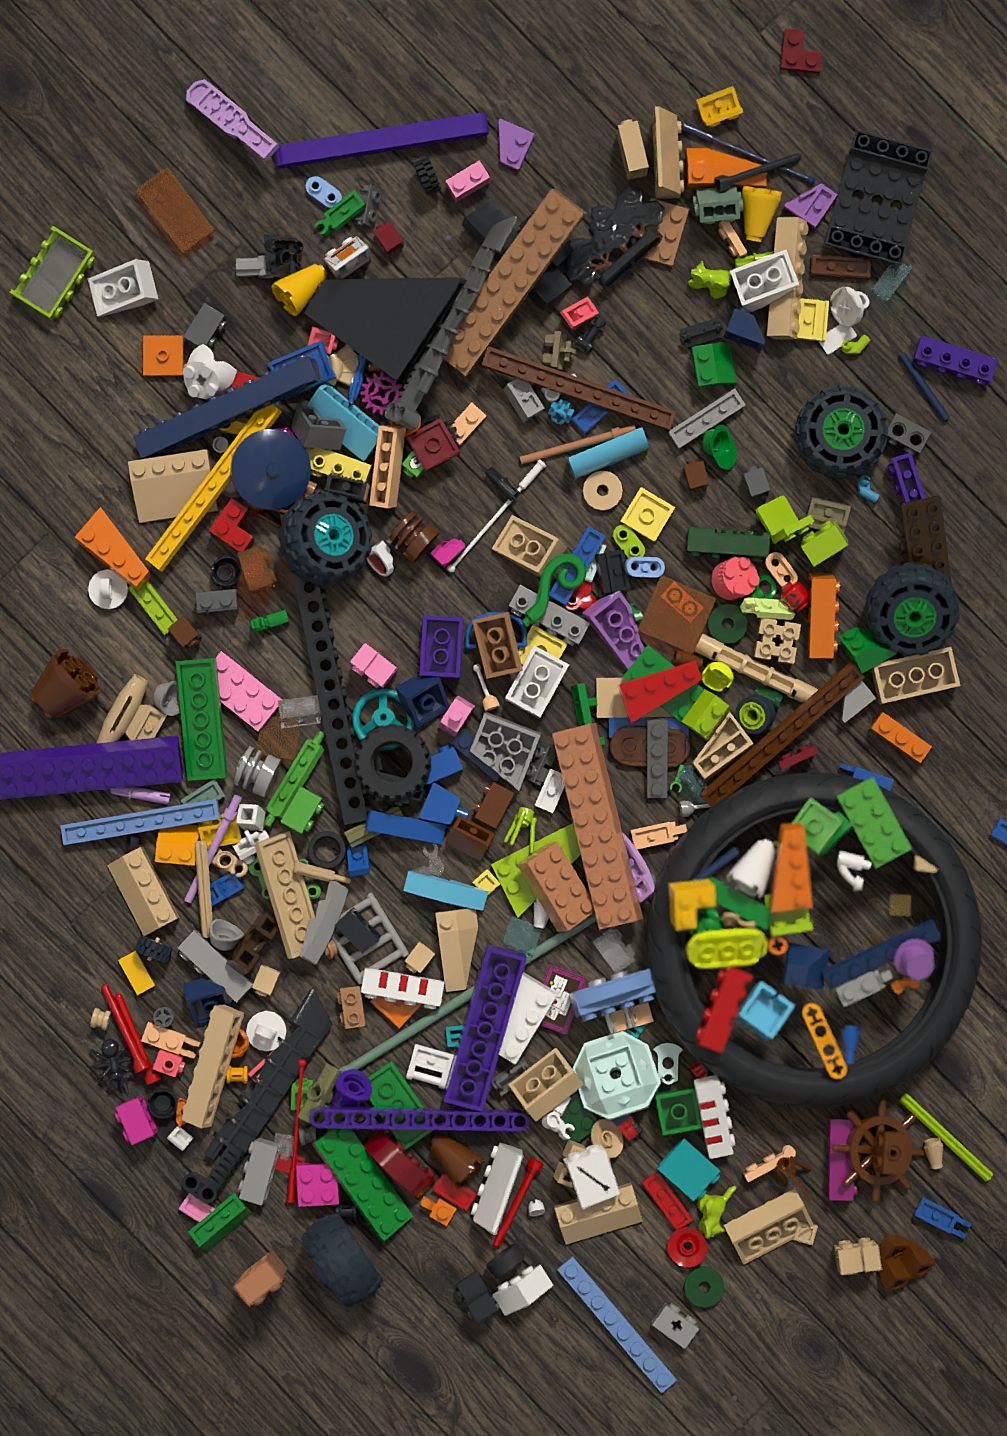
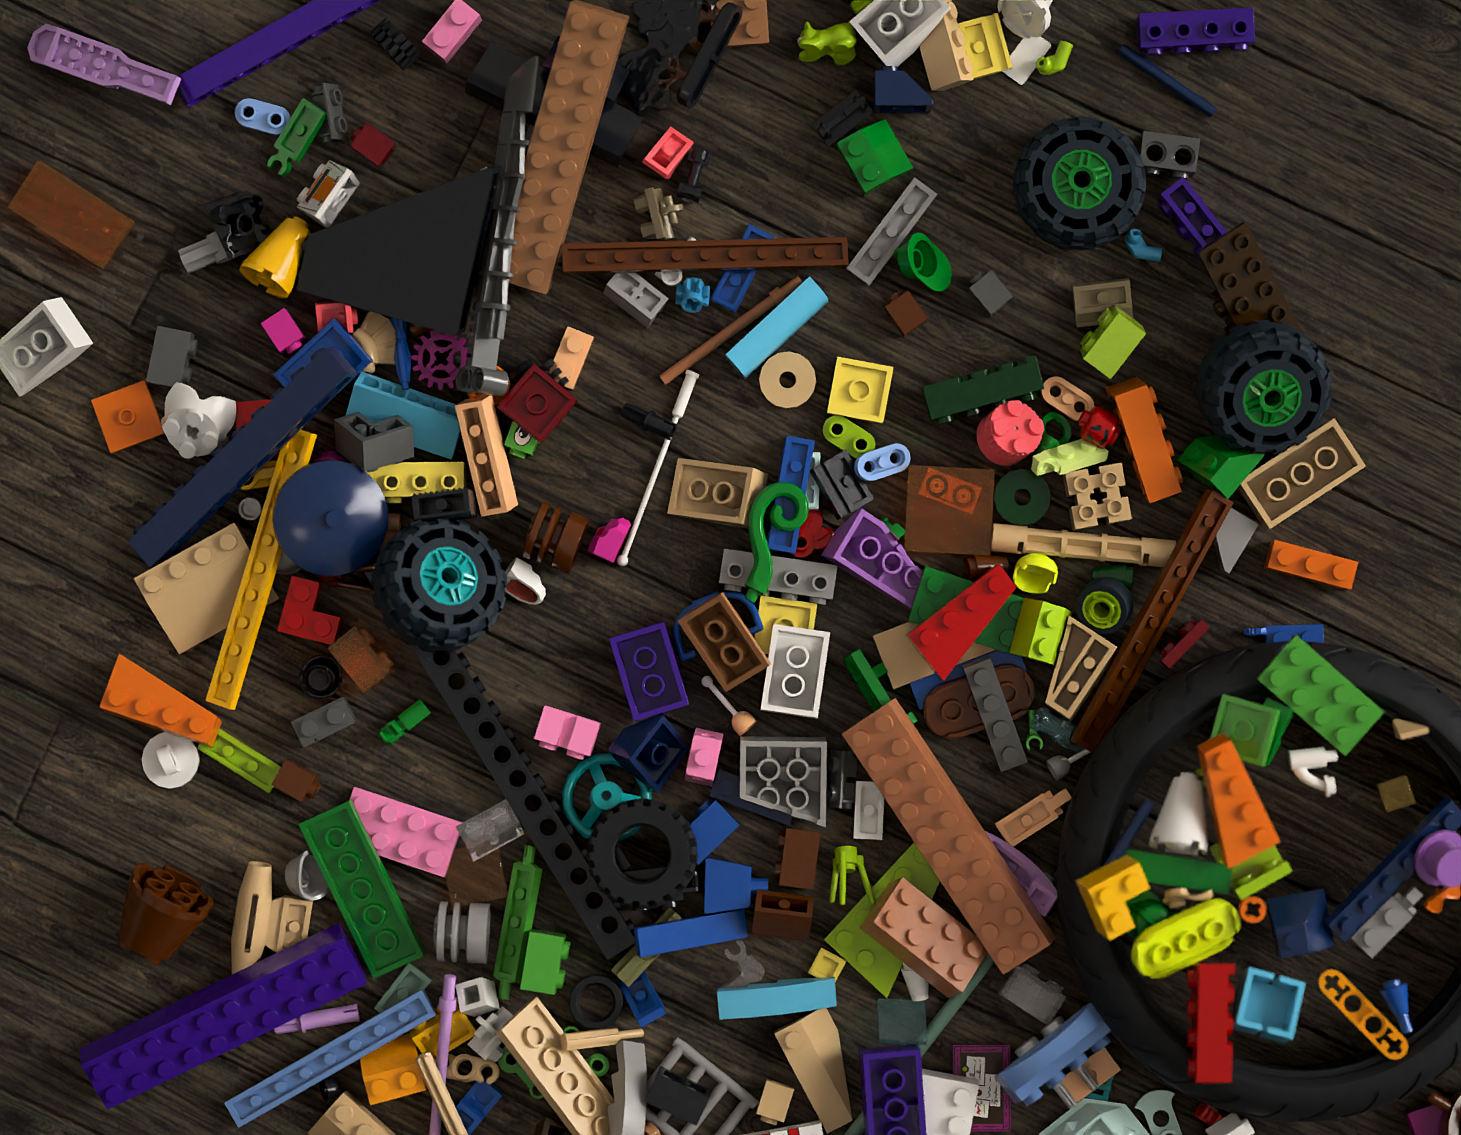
camera: 20 degrees left, 0 degrees up
(285, 337) = (284, 332): none -> dark pink brick
(781, 520) = (1043, 332): lime bracket -> none

